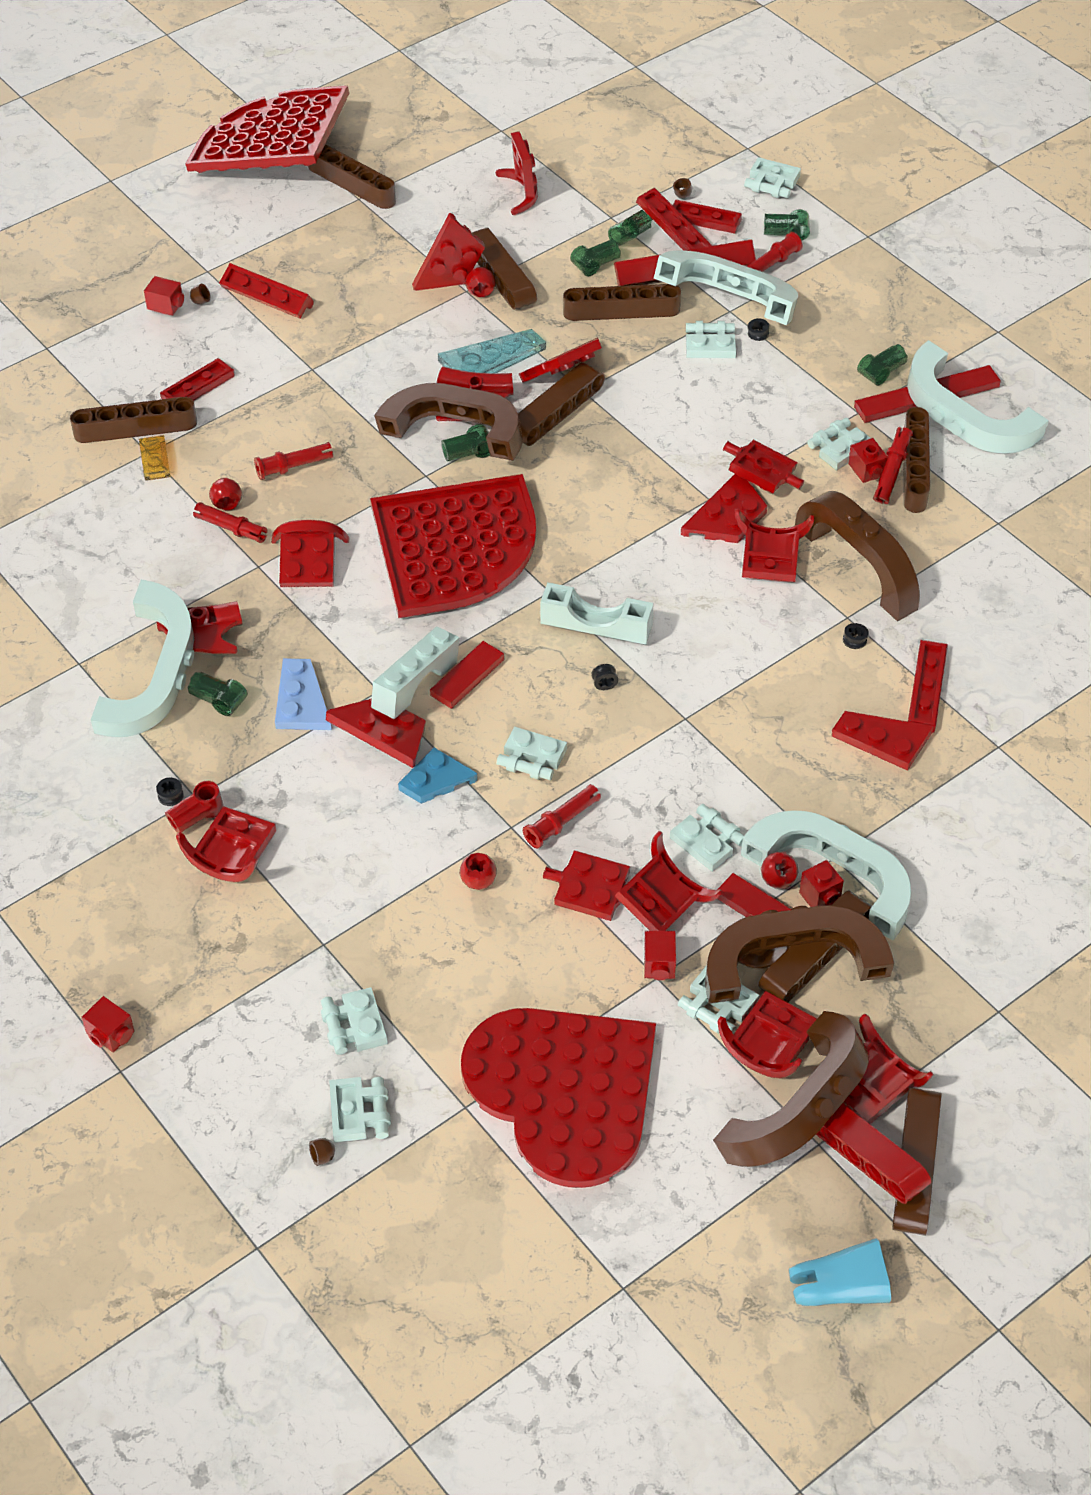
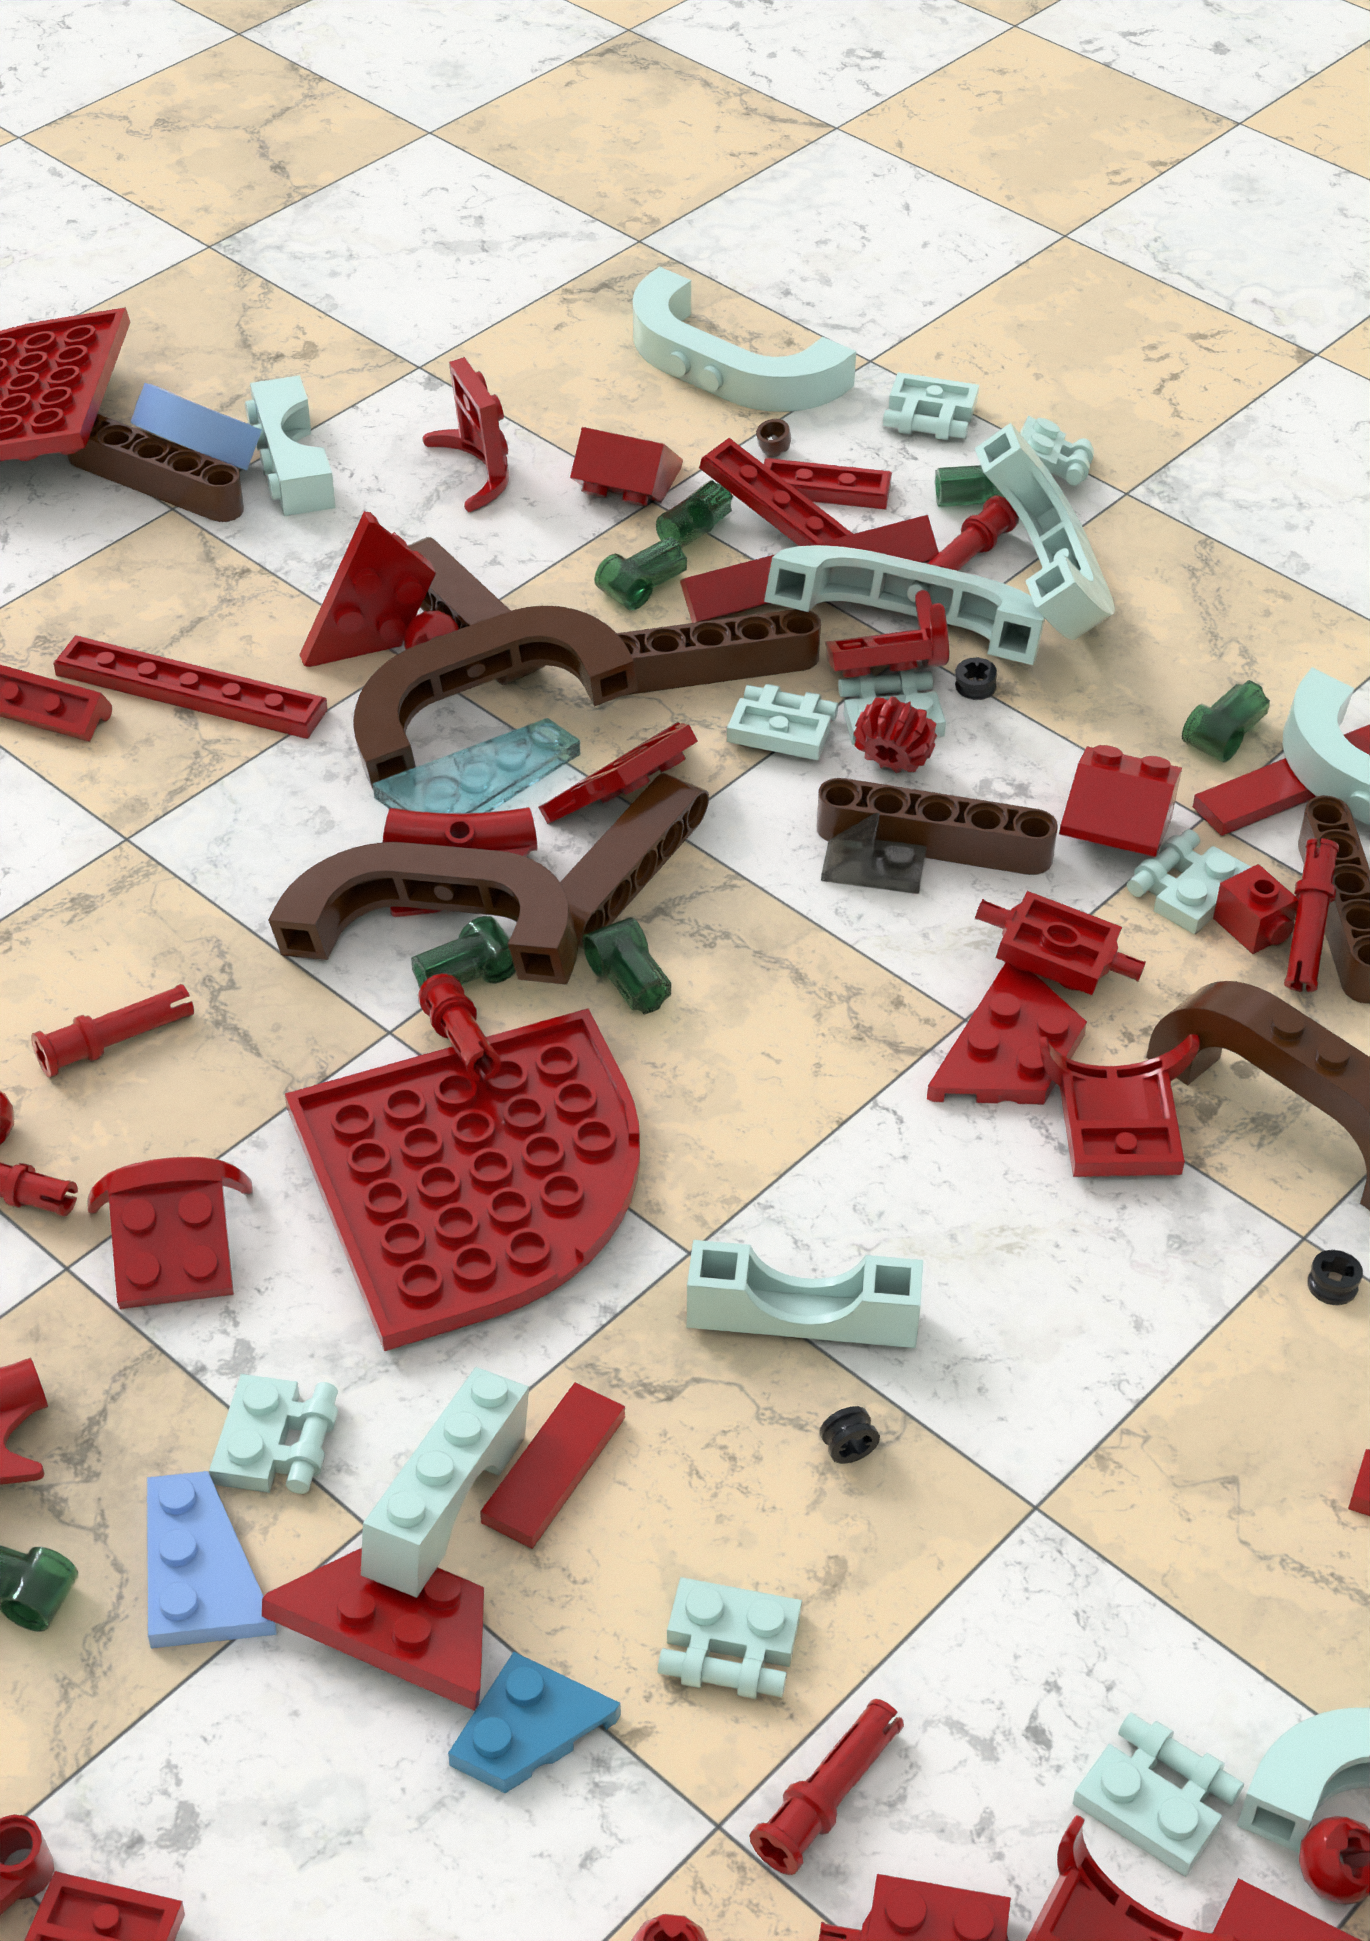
camera: 10 degrees left, 5 degrees down
(335, 644) = (257, 1429): none -> light aqua plate
(354, 295) = (191, 686): none -> red tile
(375, 155) = (195, 426): none -> light blue arch
(423, 184) = (294, 471): none -> light aqua arch
(456, 471) = (455, 1018): none -> red pin
(496, 294) = (477, 656): none -> reddish brown arch
(545, 451) = (624, 957): none -> clear green piece
(598, 197) = (625, 466): none -> red slope
(651, 342) = (782, 721): none -> light aqua plate
(666, 148) = (727, 370): none -> light aqua arch
(681, 418) = (864, 861): none -> clear smoke slope
(705, 354) = (895, 734): none -> red gear
(716, 309) = (896, 649): none -> red piece
(716, 403) = (949, 825): none -> reddish brown beam
(813, 399) = (1121, 800): none -> red slope
(818, 284) = (1071, 585): none -> light aqua arch
(827, 208) = (1058, 455): none -> light aqua plate

